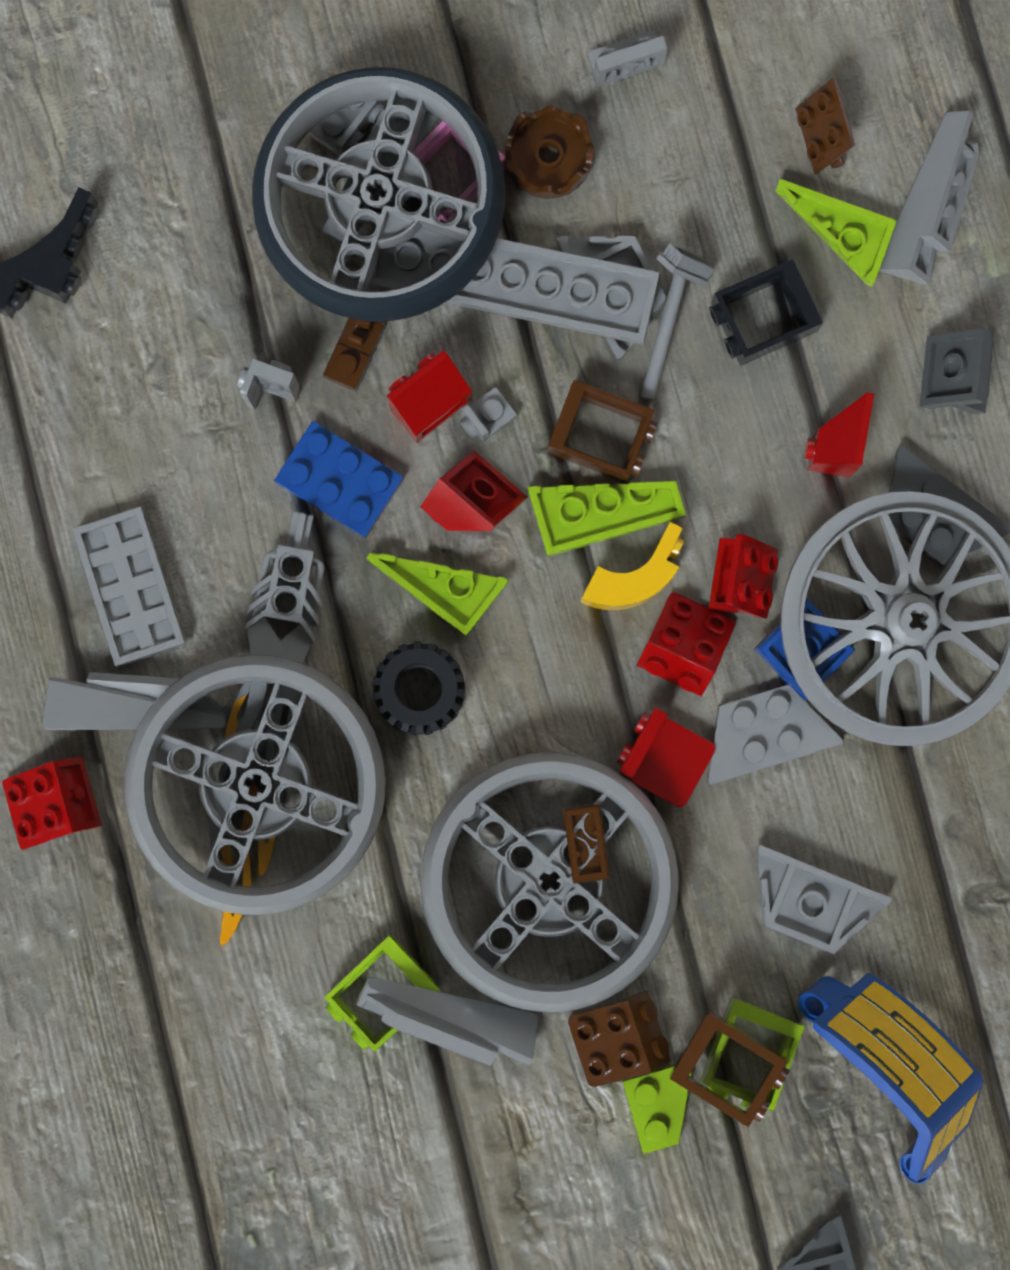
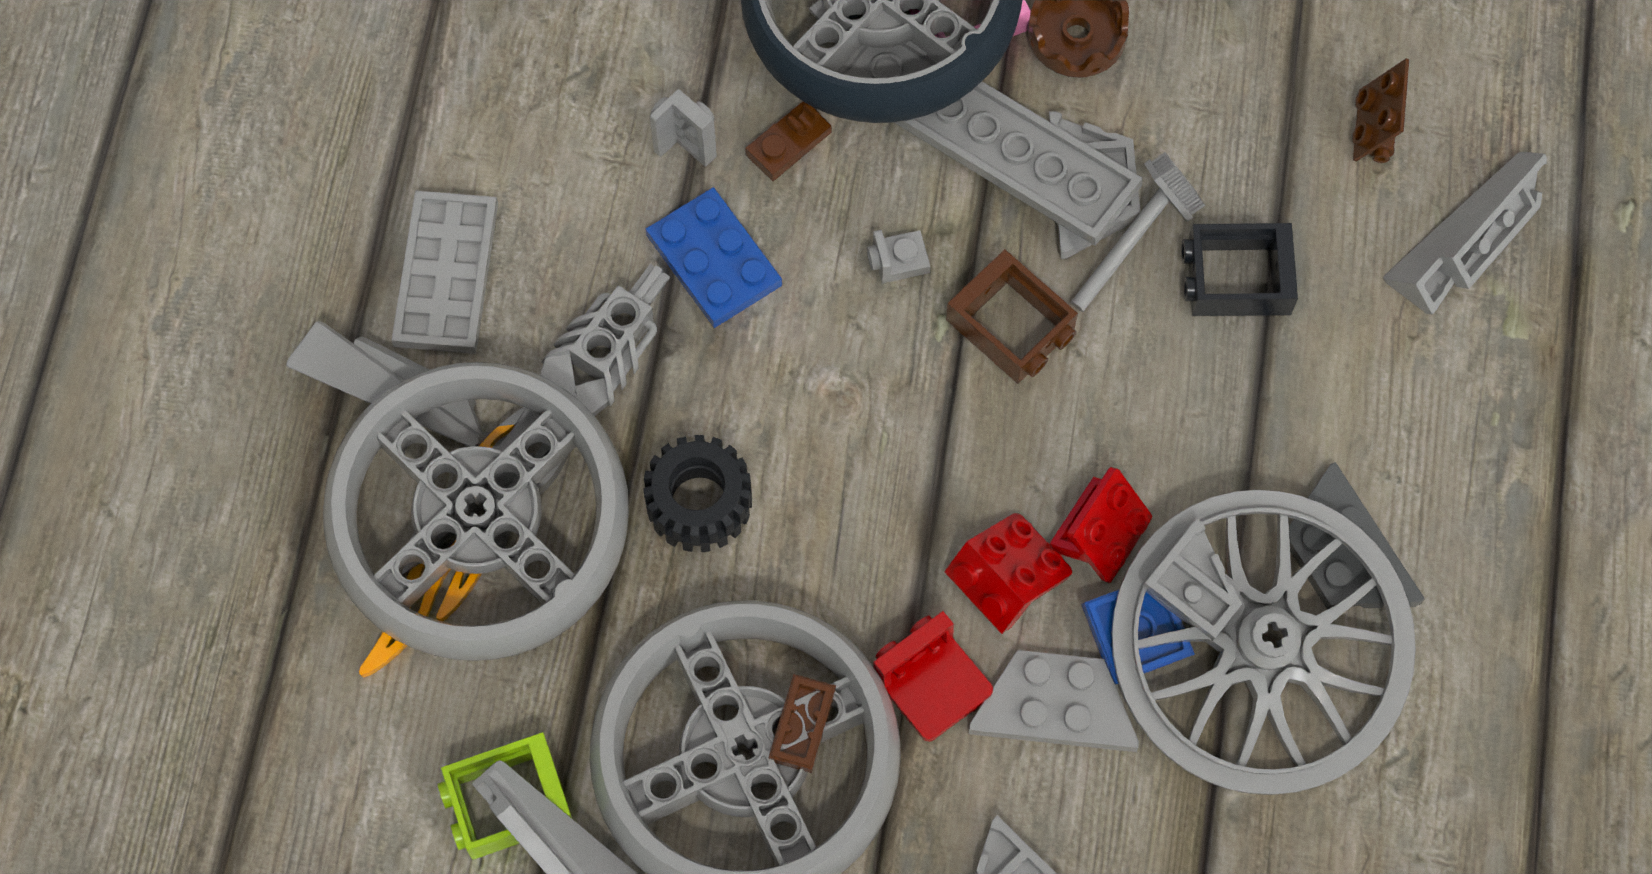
camera: 25 degrees right, 15 degrees down
(51, 802) = (259, 448): red bracket -> none
(428, 395) = (844, 205): red slope -> none
(451, 593) = (778, 417): lime wing -> none
(472, 497) = (843, 323): red slope -> none
(595, 513) = (963, 397): lime wing -> none
(627, 590) = (984, 488): yellow arch -> none
(841, 442) = (1267, 425): red slope -> none
(841, 602) = (1195, 583): none -> light grey wing
(849, 230) = (1367, 227): lime wing -> none
(957, 370) = (1430, 409): dark grey bracket -> none

